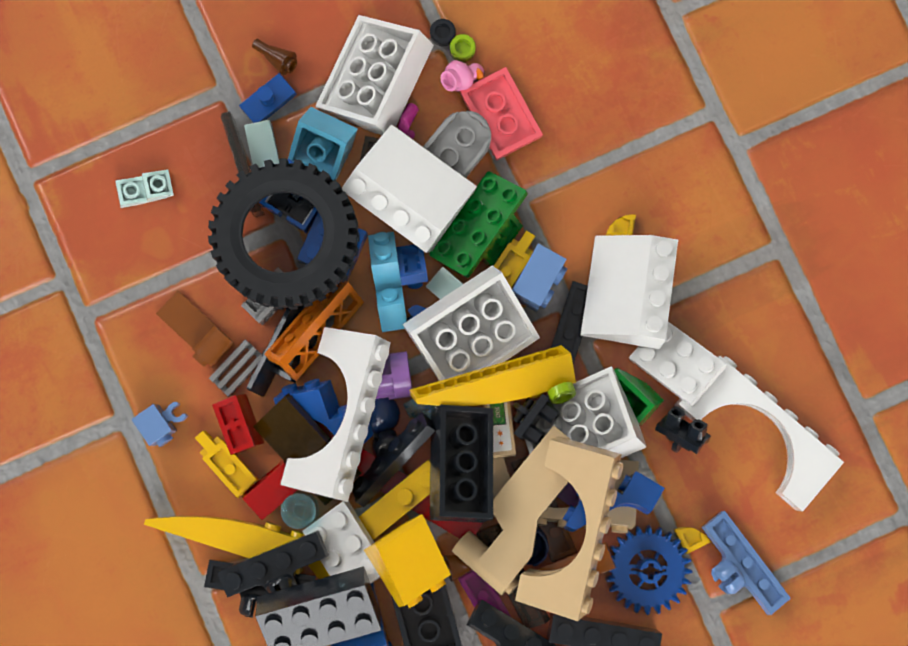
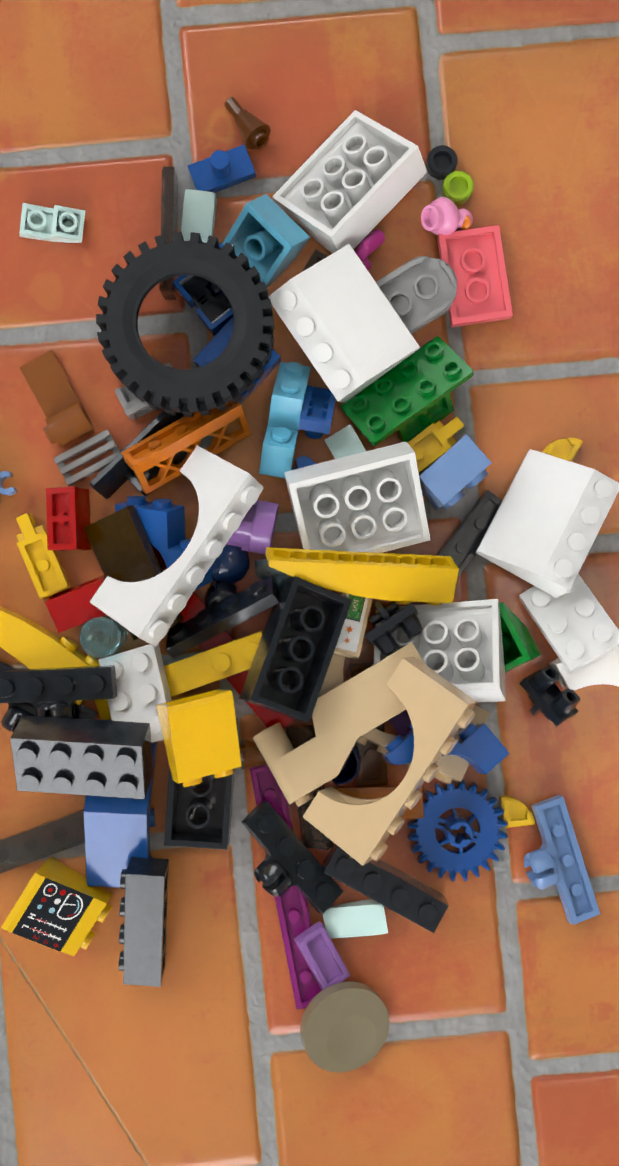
camera: 20 degrees right, 5 degrees up
(562, 393) = (433, 609): lime tile -> none

